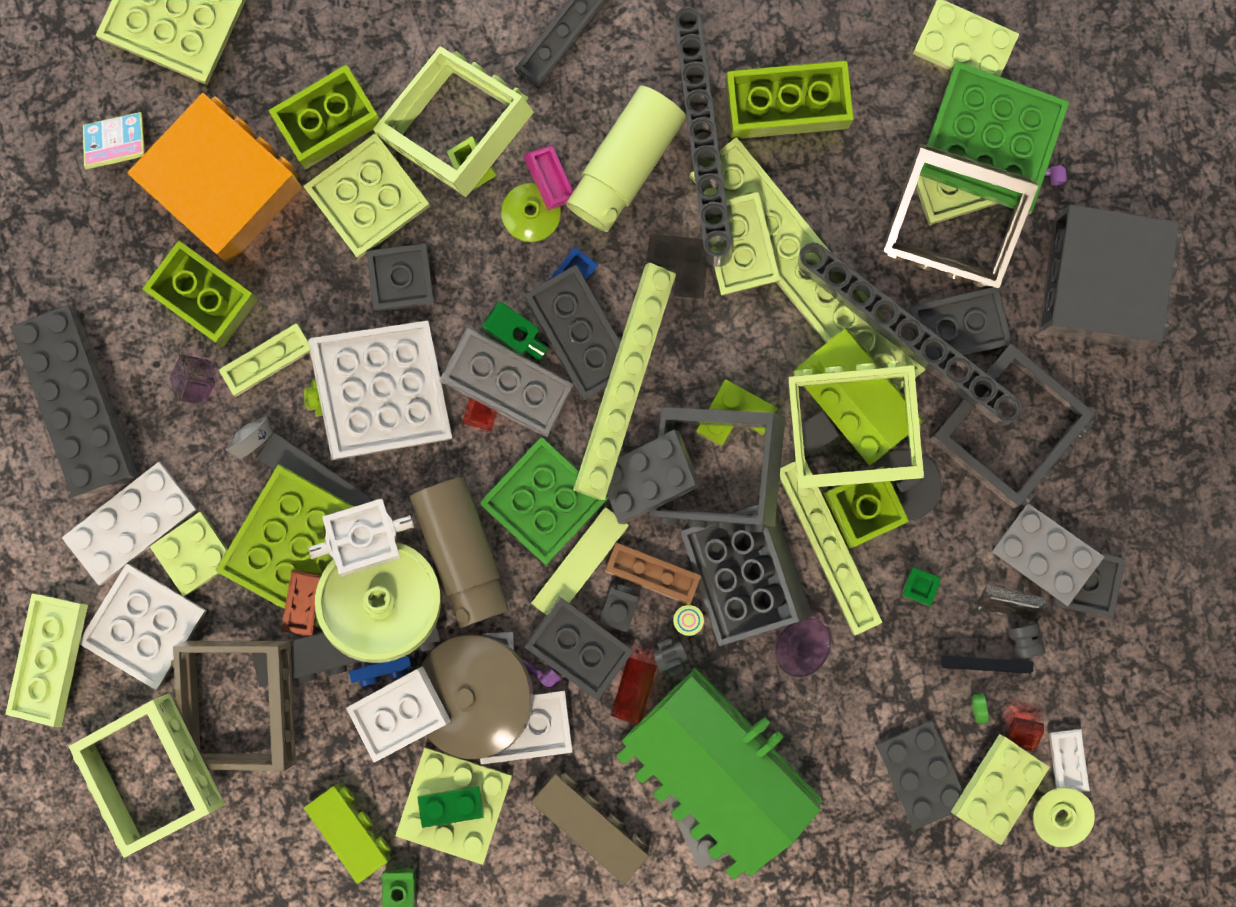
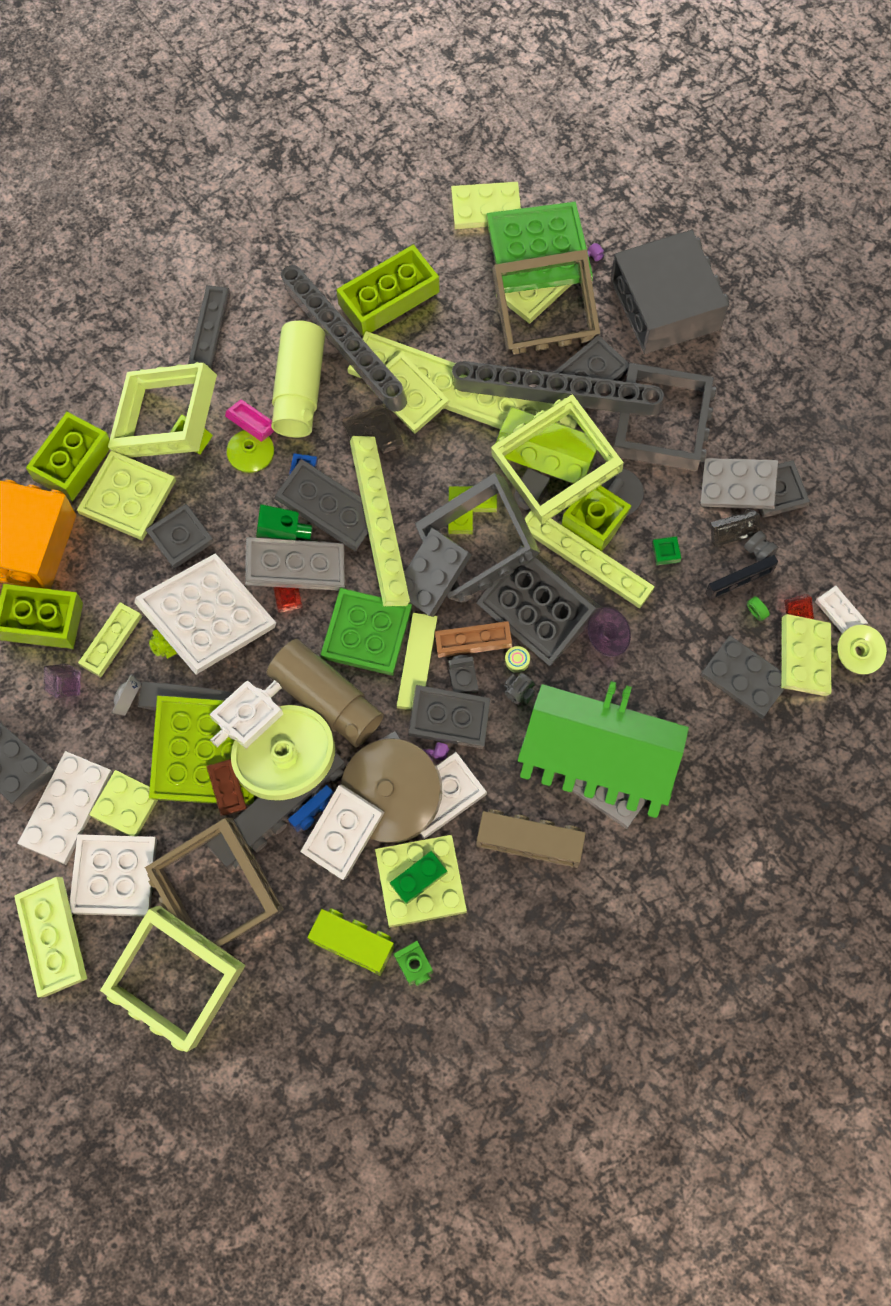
camera: 20 degrees left, 15 degrees down
(633, 690) = (506, 726): clear red plate -> none

